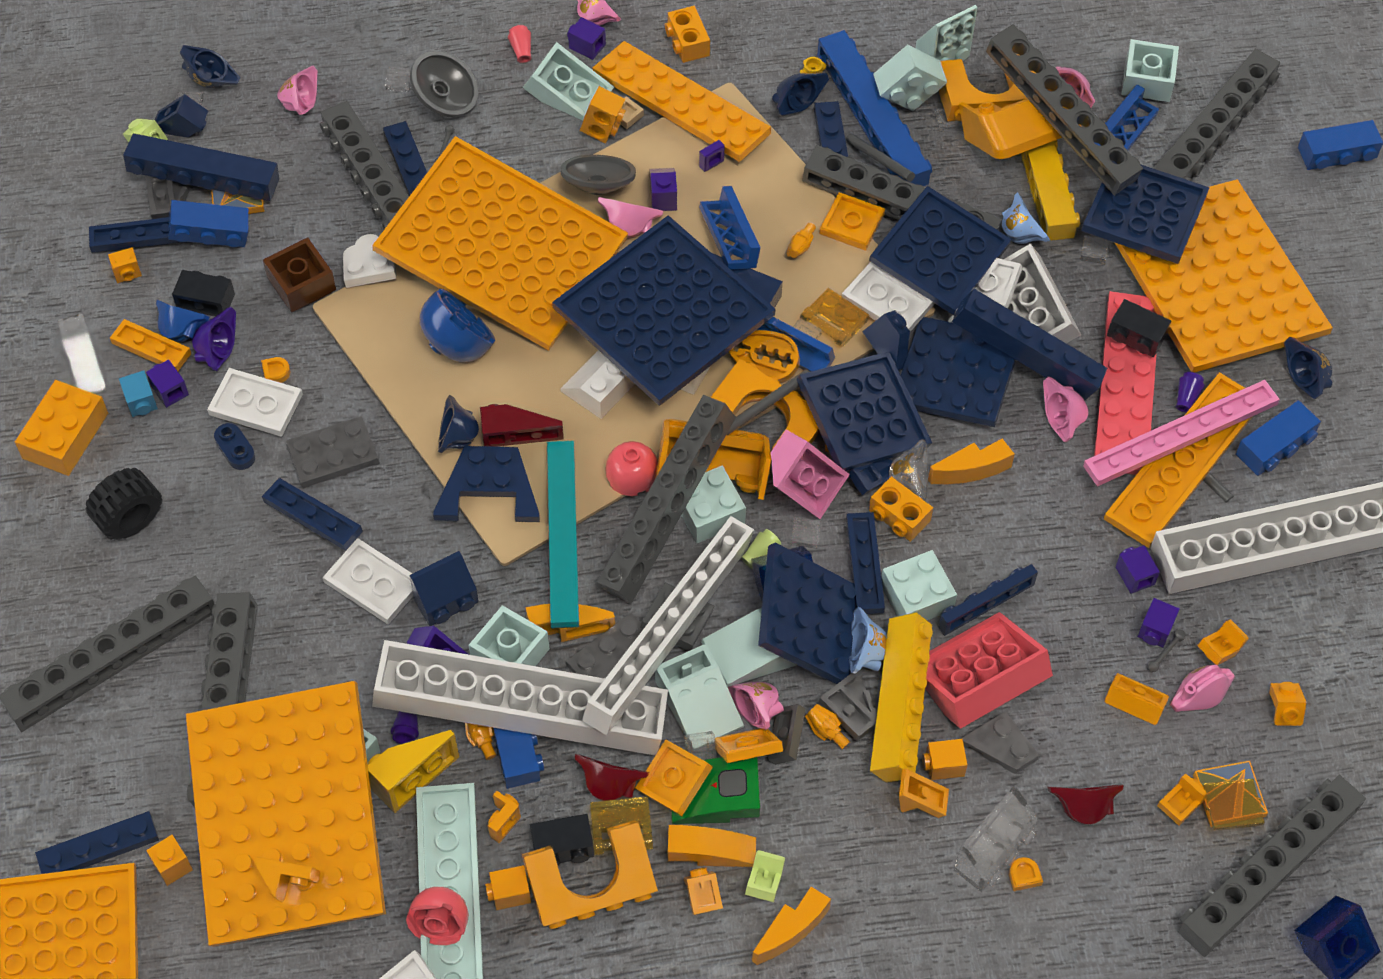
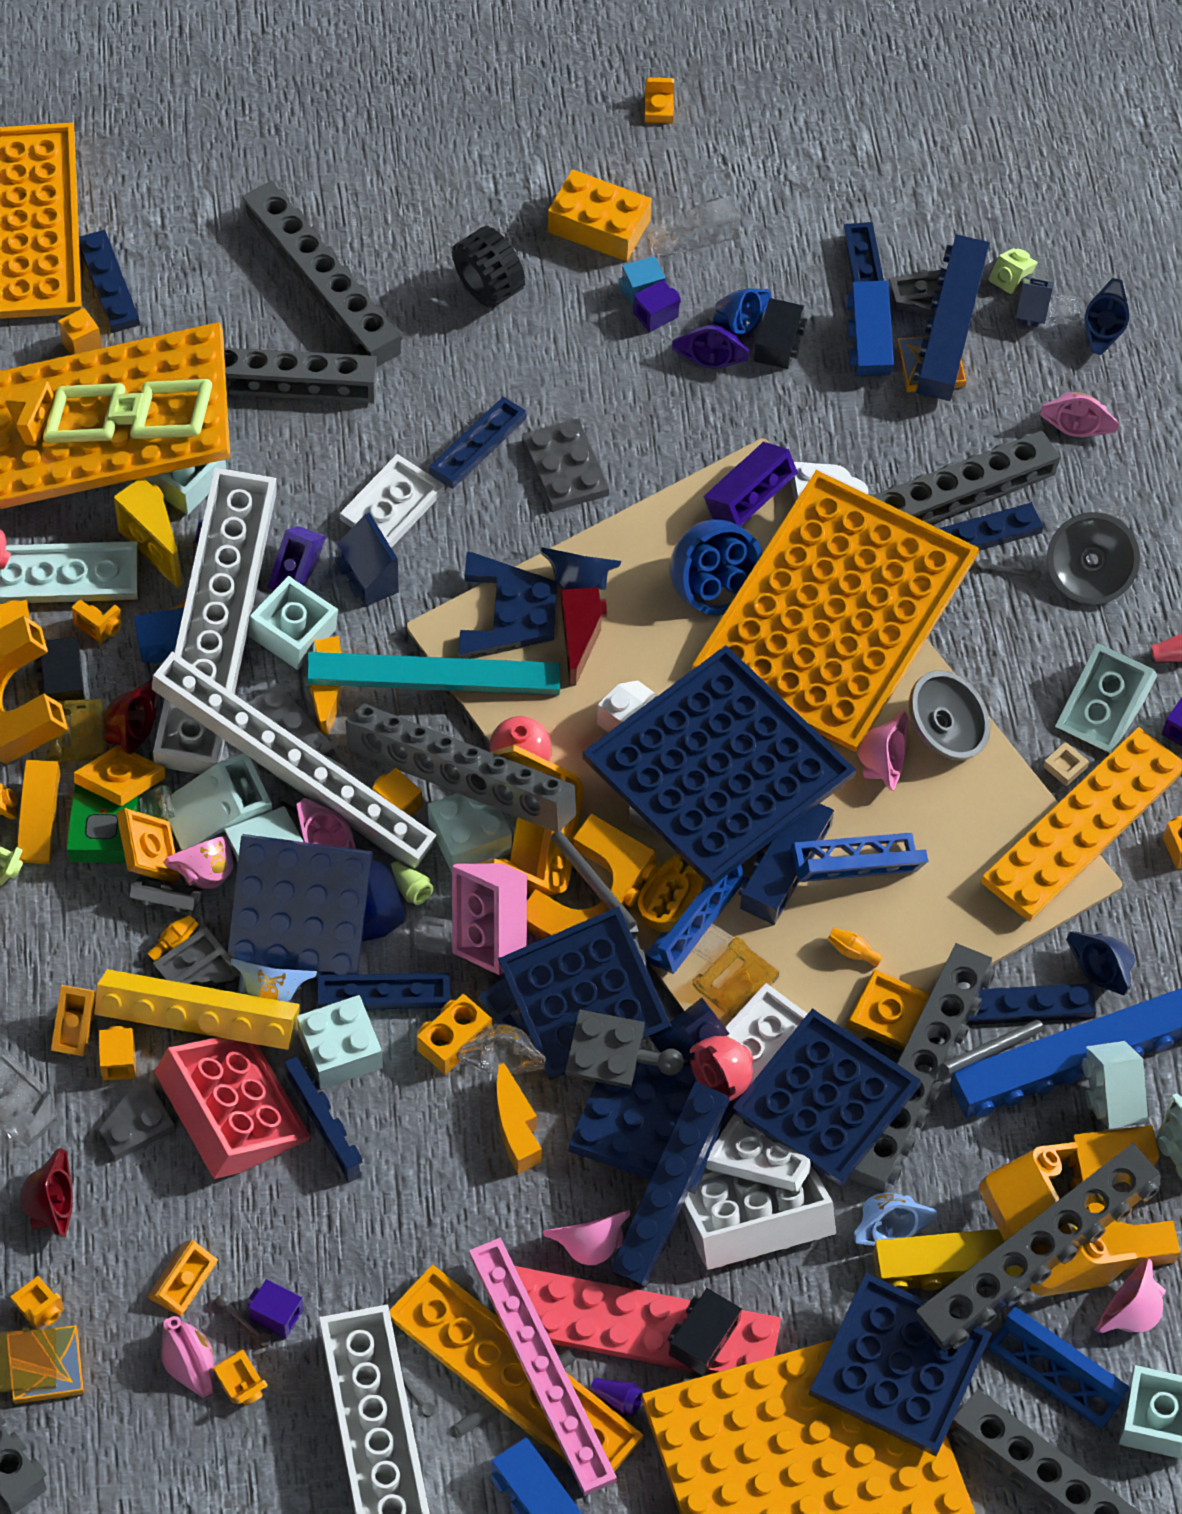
camera: 90 degrees right, 0 degrees up
(124, 265) = (823, 262): light orange bracket -> none
(149, 344) = (709, 289): light orange plate -> none
(233, 444) = (578, 374): dark blue plate -> none
(255, 402) = (631, 388): white plate -> none
(276, 369) = (677, 408): light orange tile -> none
(294, 781) = (128, 409): none -> yellowish green bar
(299, 274) = (800, 418): reddish brown brick -> none
(370, 305) = (751, 484): none -> dark purple brick
(603, 115) = (1044, 726): light orange brick -> none
(663, 189) = (937, 792): dark purple slope -> none
(678, 559) = (399, 791): none -> light orange brick
(711, 155) = (986, 848): dark purple tile -> none
(730, 603) = (323, 825): none -> bright pink hat
(813, 65) = (1150, 979): yellow plate -> none
(912, 392) = (608, 1050): none -> dark grey plate
(929, 310) = (723, 1065): none -> coral cylinder
(1137, 569) = (353, 1291): dark purple brick -> none
(1288, 703) = (156, 1446): light orange bracket -> none

